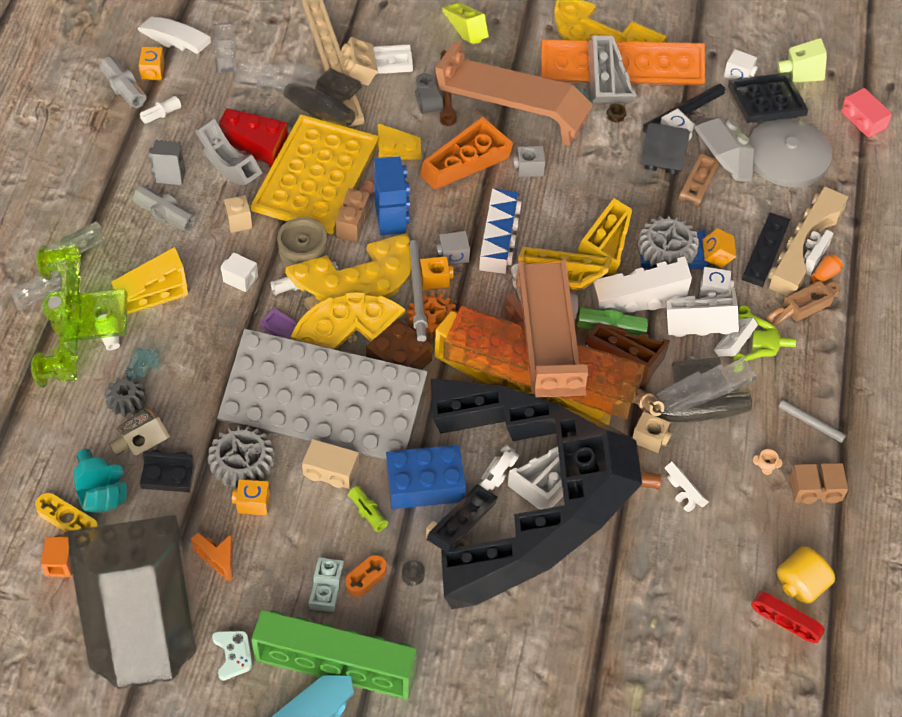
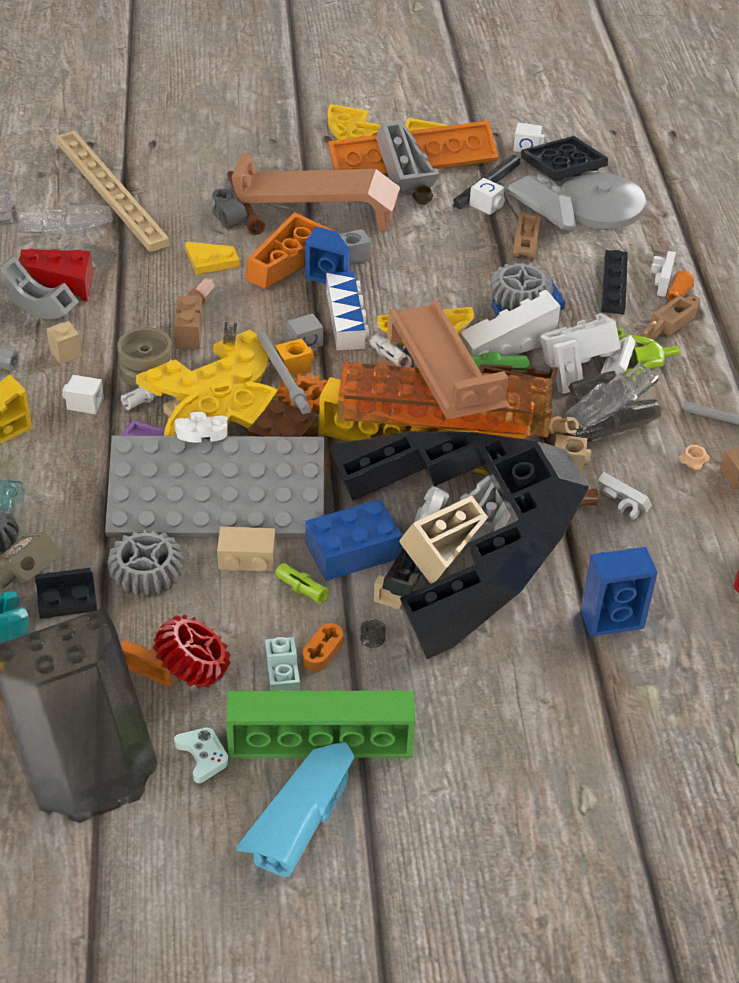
camera: 15 degrees left, 10 degrees down
(249, 558) = (191, 651): none -> red gear
(252, 497) = (171, 597): light orange brick -> none
(315, 172) = (133, 291): yellow plate -> none
(322, 338) = (200, 426): none -> white plate
(327, 97) = (124, 227): clear smoke plate -> none
(359, 60) = (147, 190): tan brick -> none
(382, 239) = (229, 333): none -> clear smoke bush
(390, 195) = (225, 291): blue piece -> none
(393, 58) = (178, 186): white plate -> none
(467, 22) = (245, 141): neon yellow slope -> none
(494, 502) = (442, 535): none -> tan wedge
(496, 168) = (325, 254): none -> blue slope
(608, 234) = (460, 288): yellow wedge -> none
(634, 591) = (618, 591): none -> blue brick
(665, 148) = (484, 213): black bracket -> none
(681, 338) = (569, 364): none -> white plate
(715, 281) = (577, 311): white brick -> none
(719, 248) = (571, 285): light orange brick -> none
(792, 270) = (646, 289): tan arch -> none
(805, 62) = (589, 122): yellowish green torso -> none
(866, 112) = (661, 155): coral brick -> none

